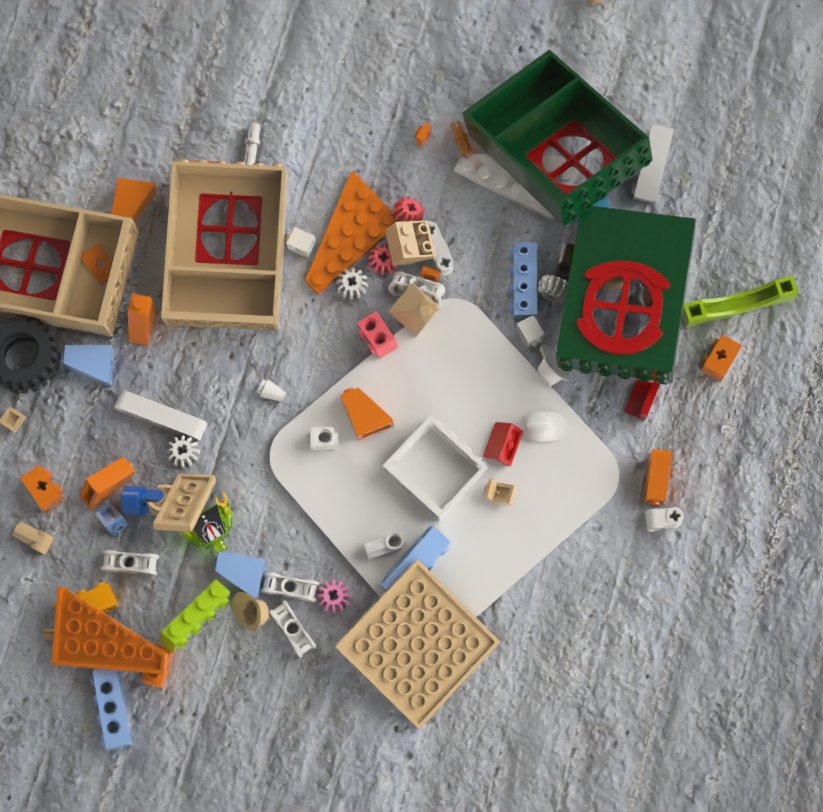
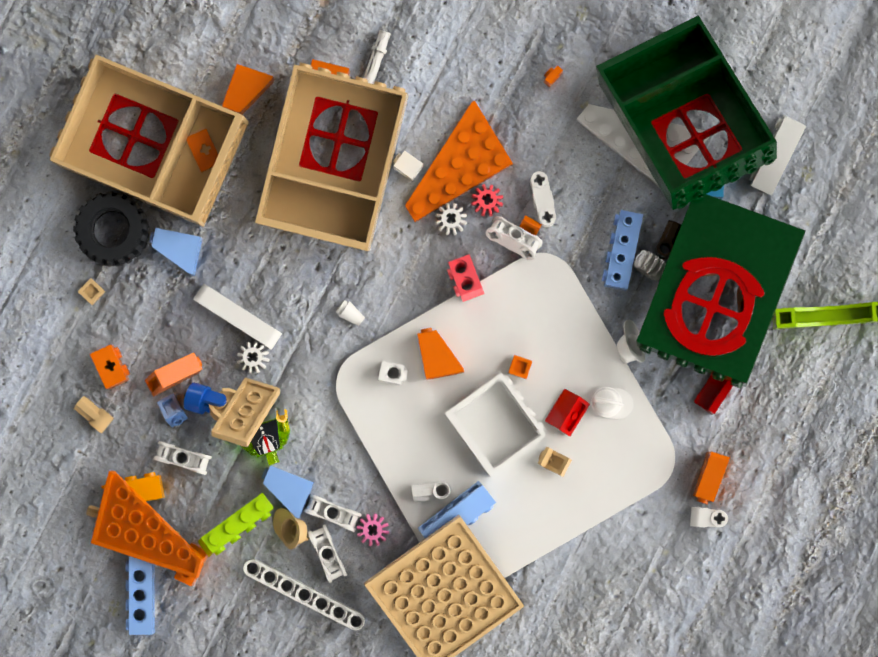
camera: 10 degrees right, 10 degrees up
(141, 319) = (234, 216): orange slope -> none
(269, 667) = (297, 587): none -> white beam
(408, 210) = (521, 156): coral gear -> none
(410, 242) = (516, 190): tan slope -> none
(414, 309) = (507, 260): tan slope -> none
(448, 408) = (520, 367): none -> orange plate
(461, 139) = (590, 88): clear orange pin -> none
(530, 332) = (618, 304): white brick -> none
(728, 349) = (810, 362): orange brick -> none

